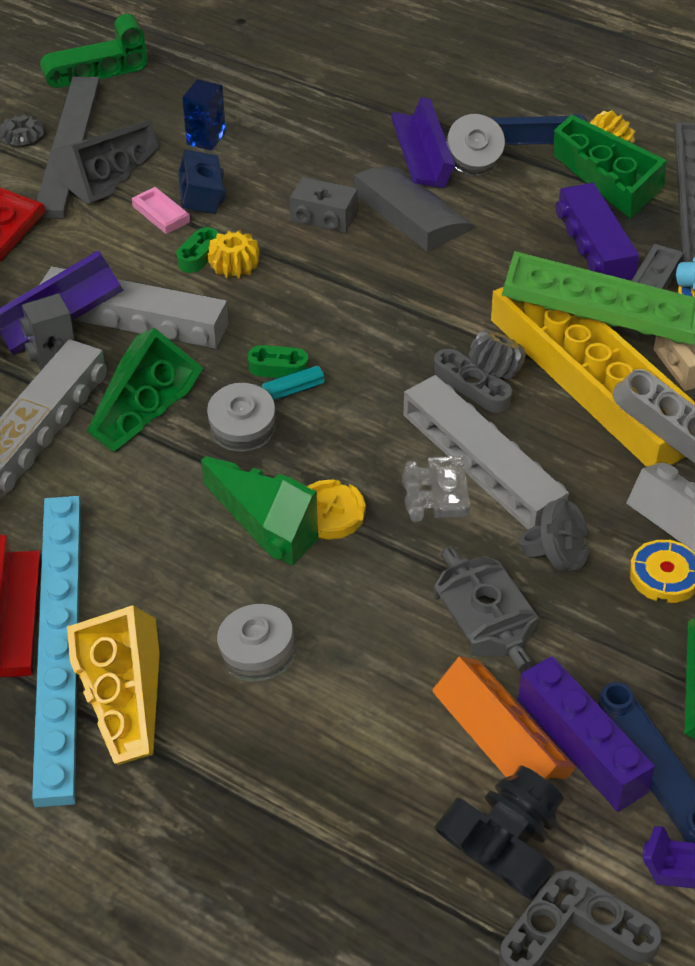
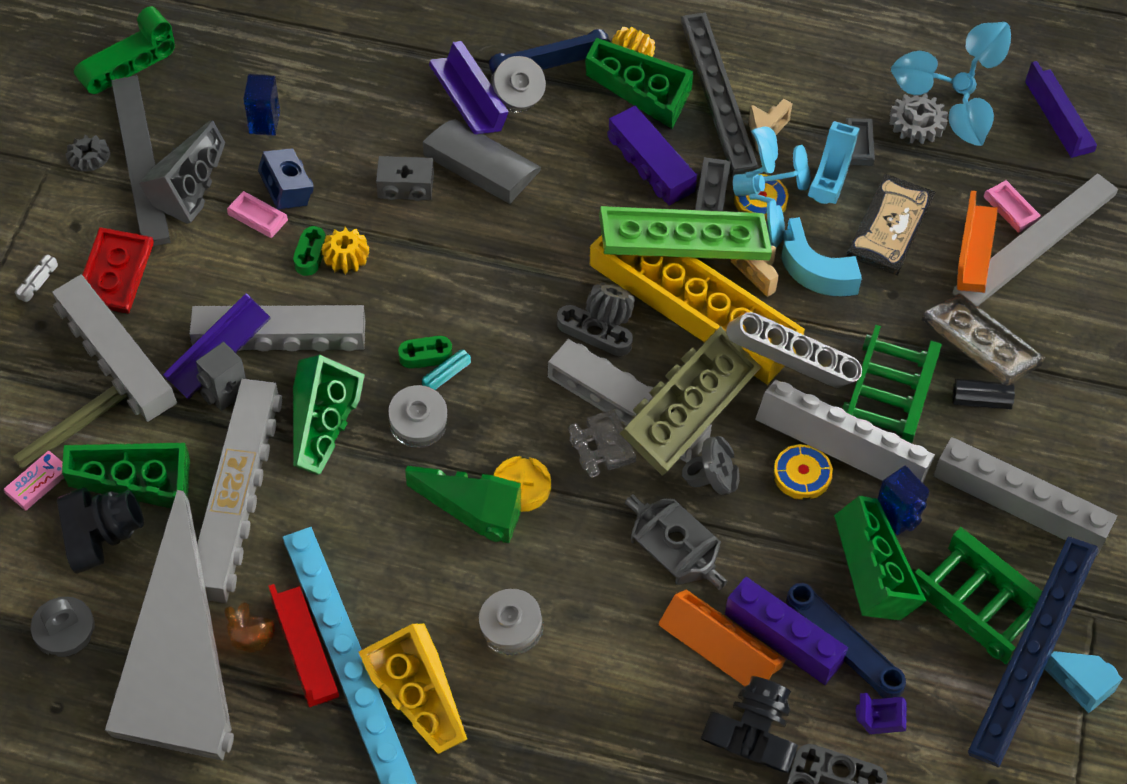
camera: 20 degrees left, 10 degrees up
(547, 456) = (689, 400): none -> olive plate

